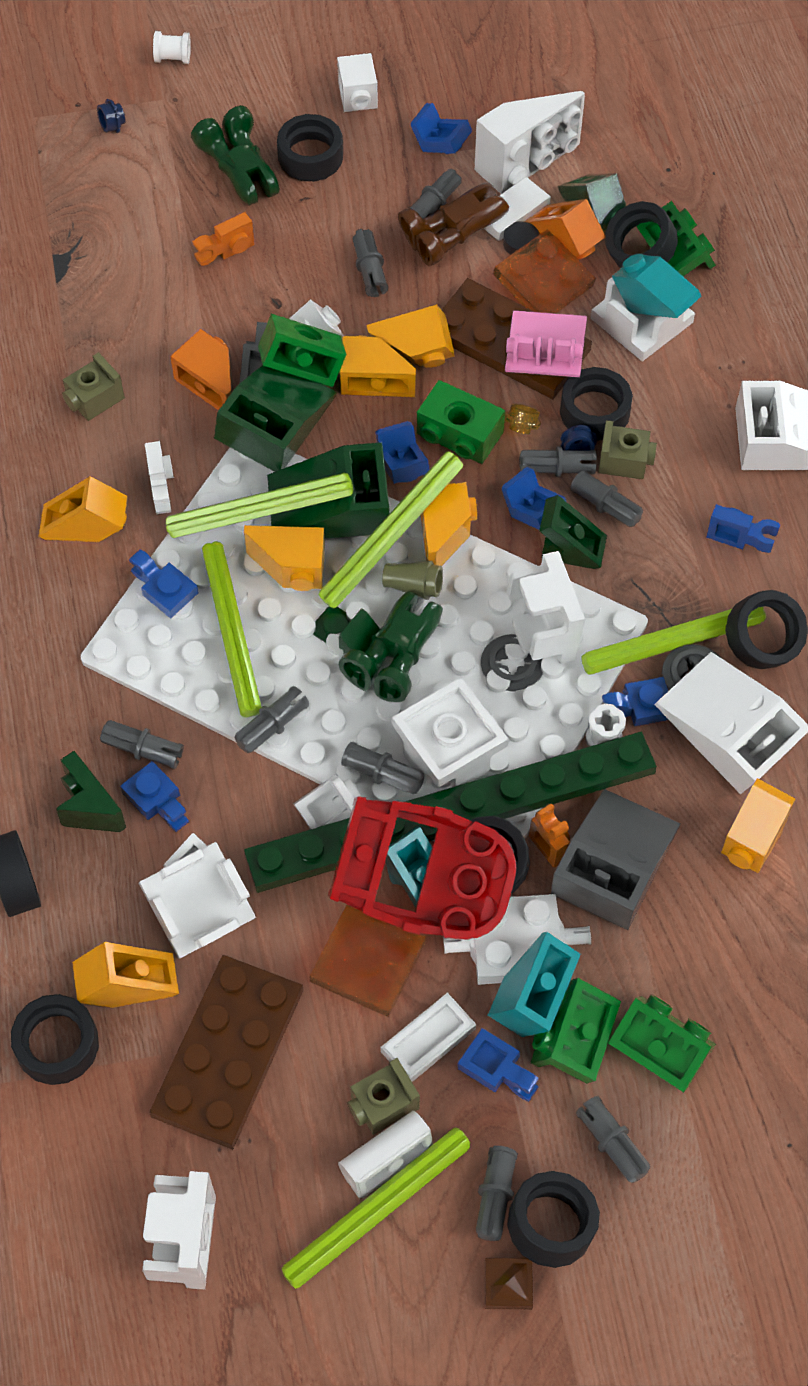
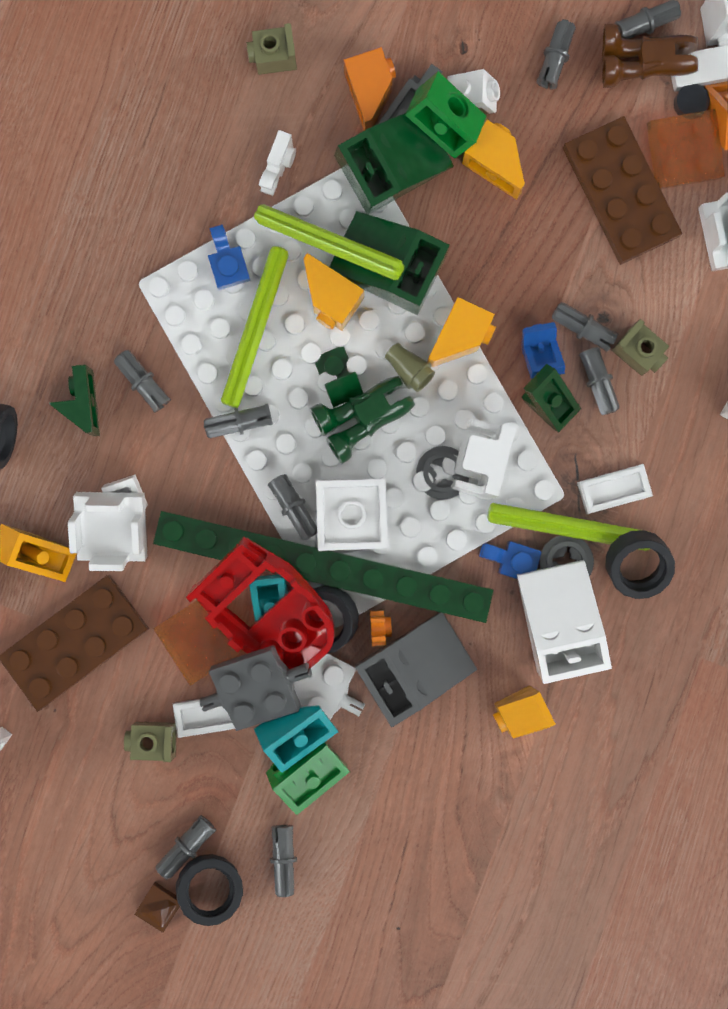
camera: 30 degrees right, 25 degrees up
(84, 513) = (205, 162): light orange slope -> none
(155, 793) = (128, 423): blue plate -> none
(328, 802) = (241, 510): white bracket -> none
(375, 1208) = (106, 807): lime axle -> none
(386, 1154) = (131, 778): white brick -> none
(390, 529) = (415, 320): lime axle -> none
(401, 453) = (470, 250): blue bracket -> none
(417, 336) = (546, 152): light orange slope -> none
(462, 961) = (255, 687): none -> dark grey plate
(479, 422) = (532, 229): green brick -> none
(493, 1062) = (237, 761): blue plate -> none
(523, 418) = (582, 272): clear yellow plate -> none
(546, 344) = (641, 219): bright pink hinge -> none
(578, 438) = (612, 317): dark blue plate -> none
(596, 380) = (663, 272): black tyre -> none
(606, 717) = (481, 565): white bush -> none
(662, 1041) = (360, 816): green bracket -> none
(692, 586) = (614, 489): none -> white tile
(736, 529) = (678, 464): blue plate -> none

